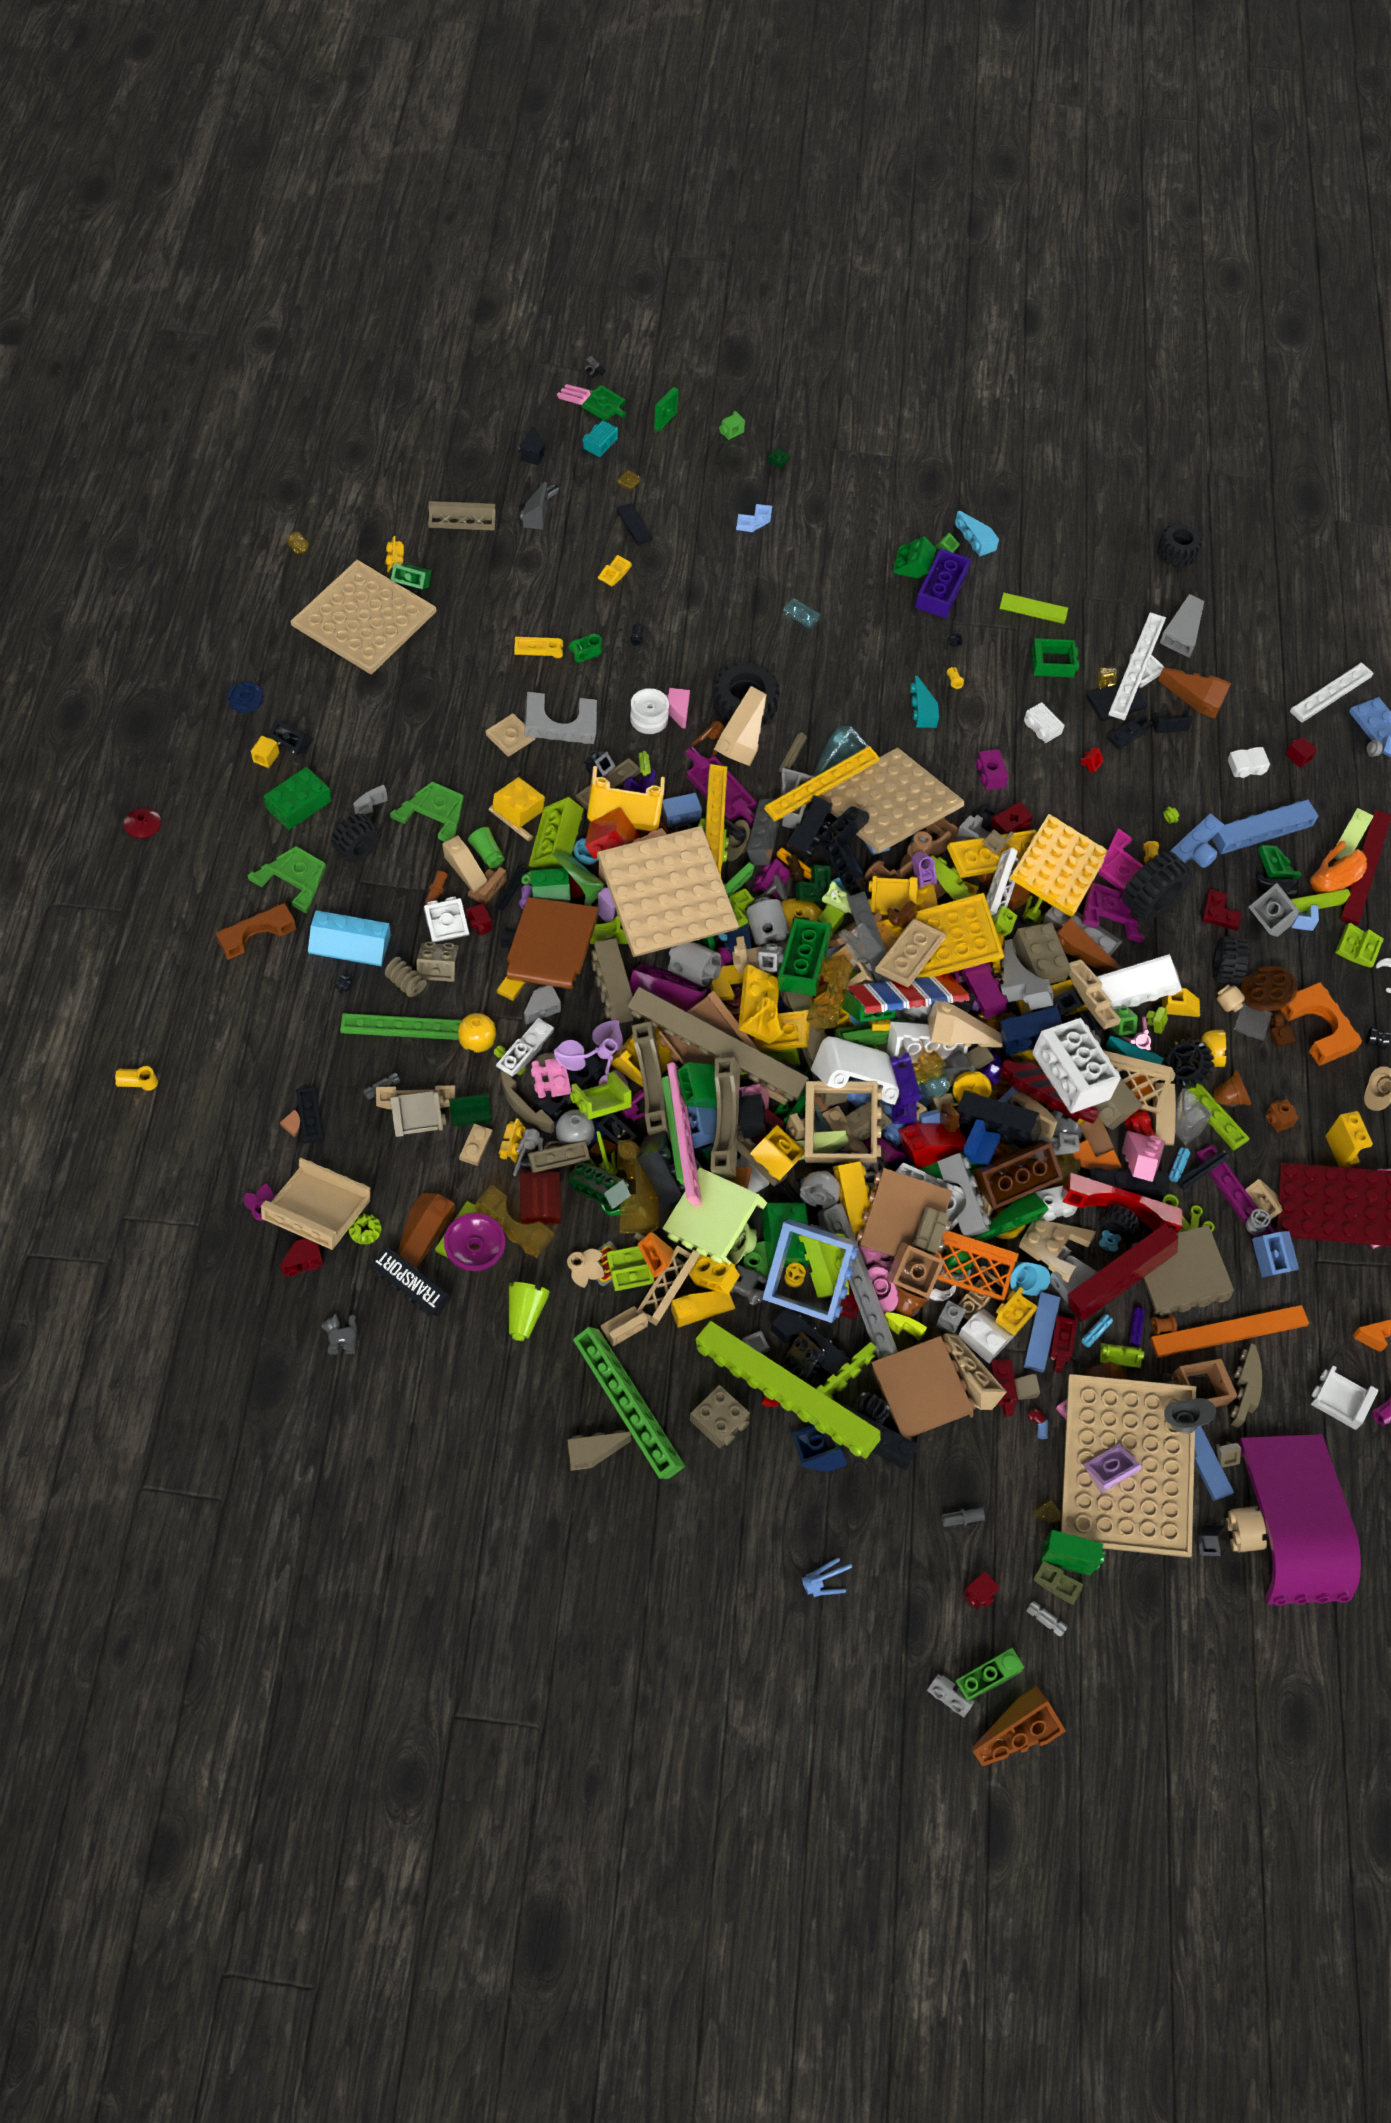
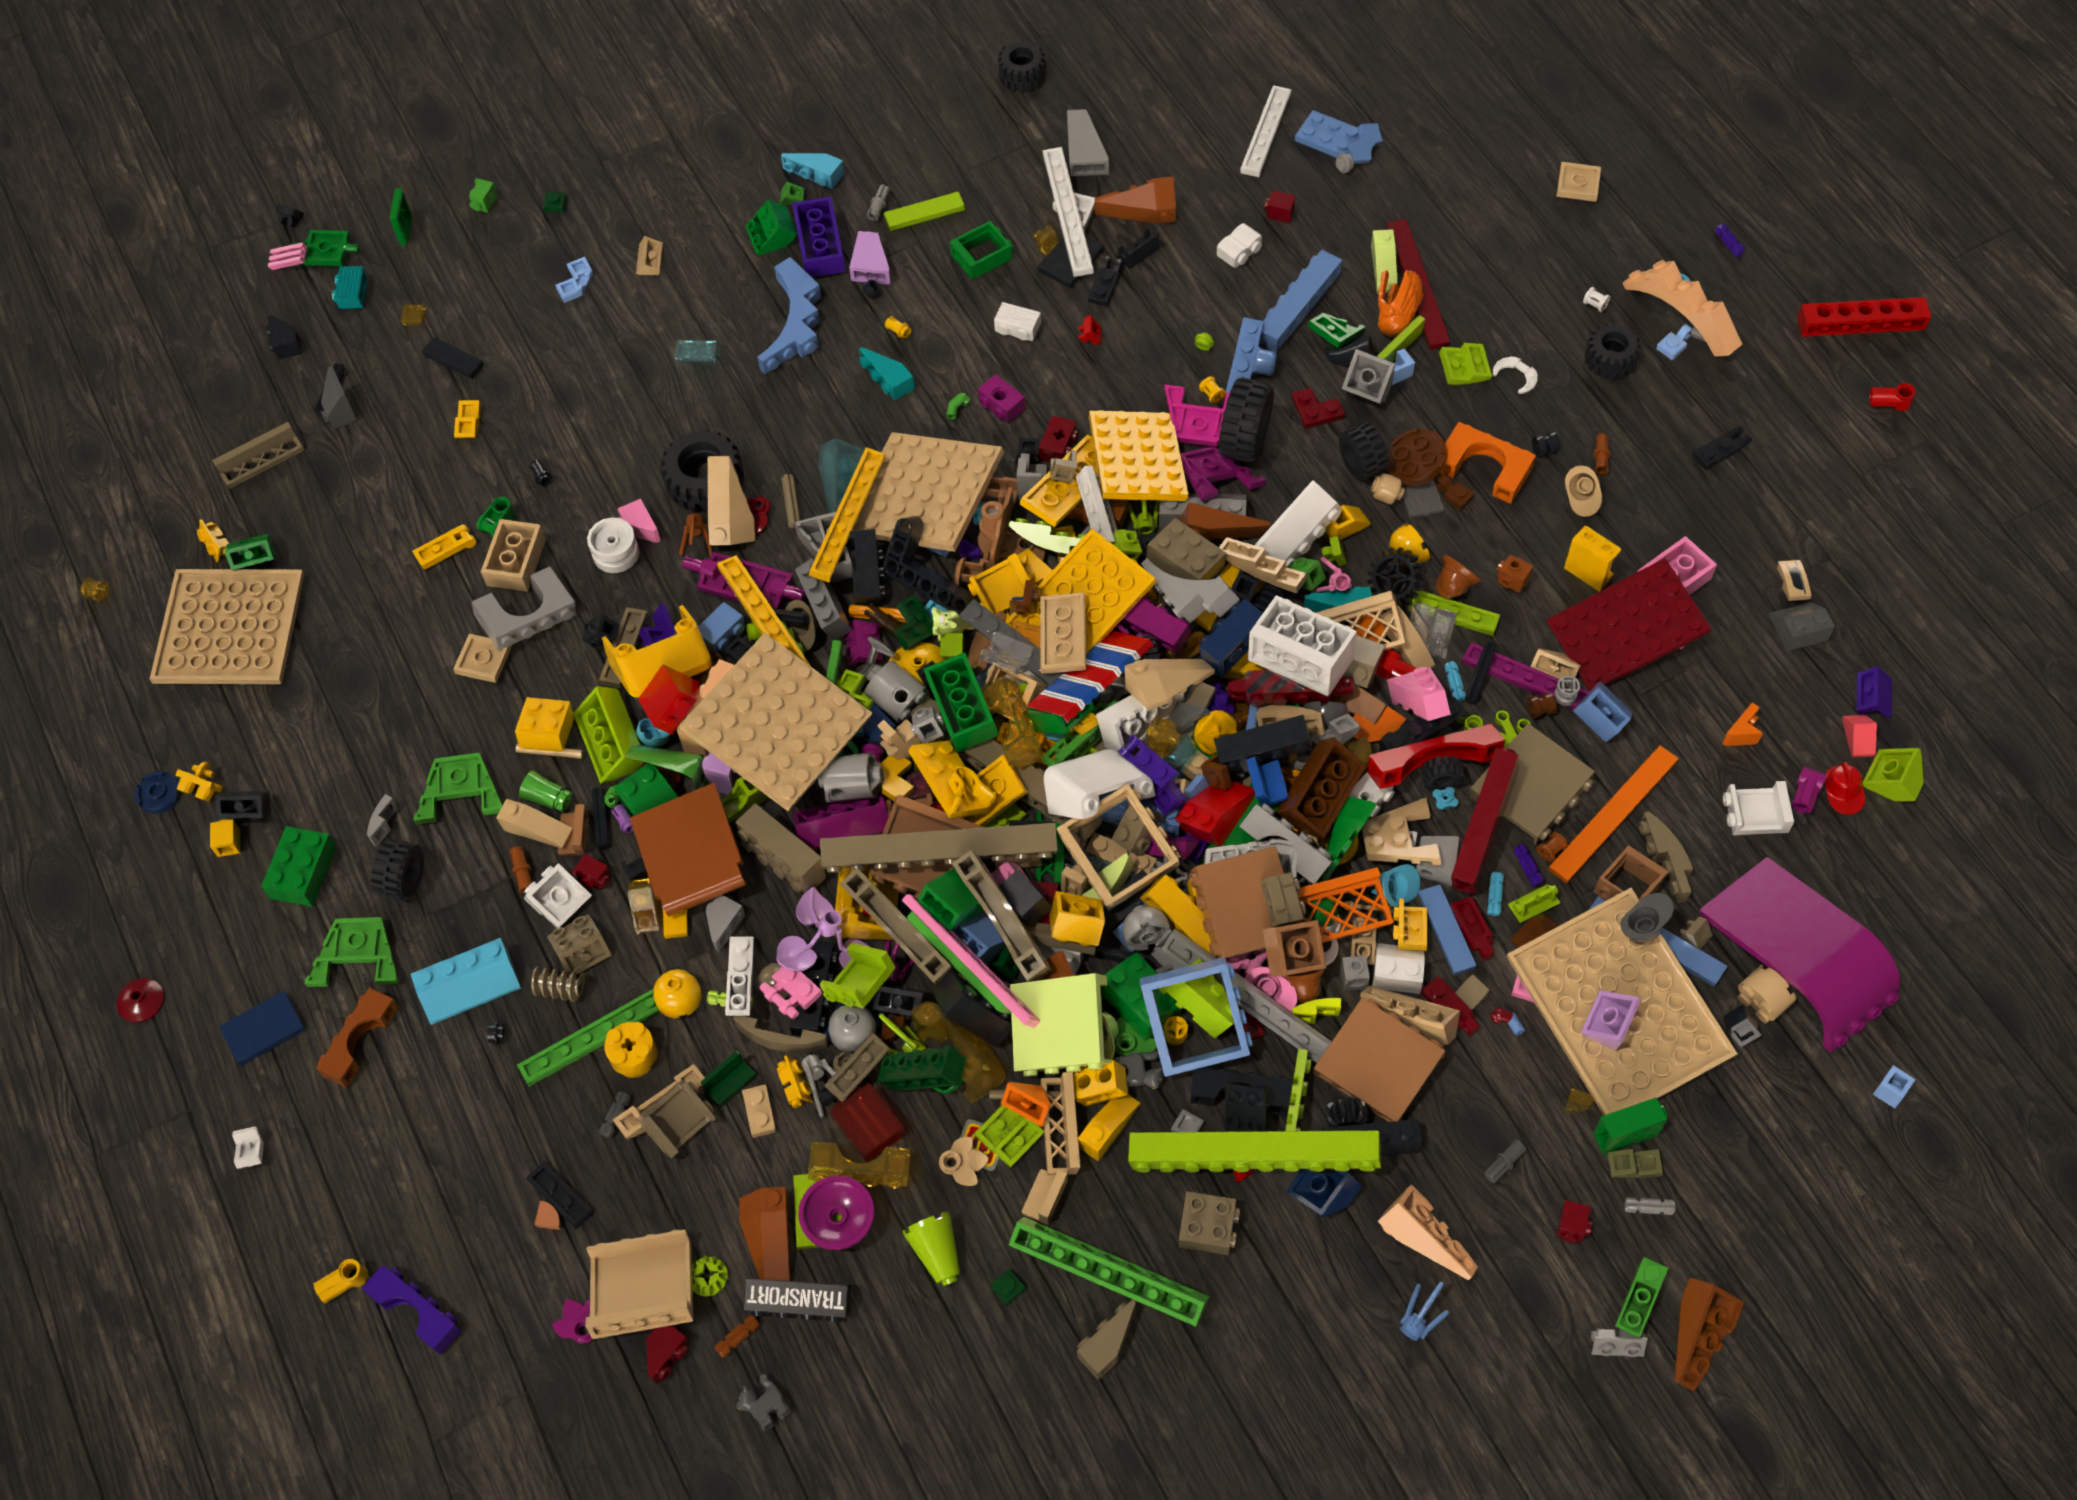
camera: 25 degrees left, 0 degrees up
(140, 958) = (248, 1147): none -> white bracket
(170, 1145) = (389, 1291): none -> dark purple arch
(202, 887) = (262, 1028): none -> dark blue tile
(269, 701) = (202, 772): none -> yellow hips
(355, 1279) = (736, 1336): none -> dark orange axle
(421, 1049) = (623, 1039): none -> yellow brick
(496, 962) = (643, 906): none -> clear yellow slope
(554, 1368) = (1007, 1287): none -> dark green plate
(578, 678) = (513, 555): none -> tan brick
(644, 763) = (646, 603): lime axle -> none
(763, 749) = (759, 514): none -> dark red plate
(816, 531) = (649, 257): none -> tan slope
(866, 1520) = (1415, 1226): none -> light nougat wedge
(891, 632) = (802, 317): none -> medium blue arch
(892, 860) = (969, 550): none -> dark purple tile
(924, 872) = (1013, 539): medium lavender piece -> none
(956, 754) = (960, 399): none -> bright green arm
(968, 619) = (869, 259): none -> lavender slope
(1004, 583) = (878, 203): none -> light grey axle
(1231, 1220) = (1541, 705): none -> reddish brown wheel
(1295, 1659) = (1894, 1086): none -> light blue brick

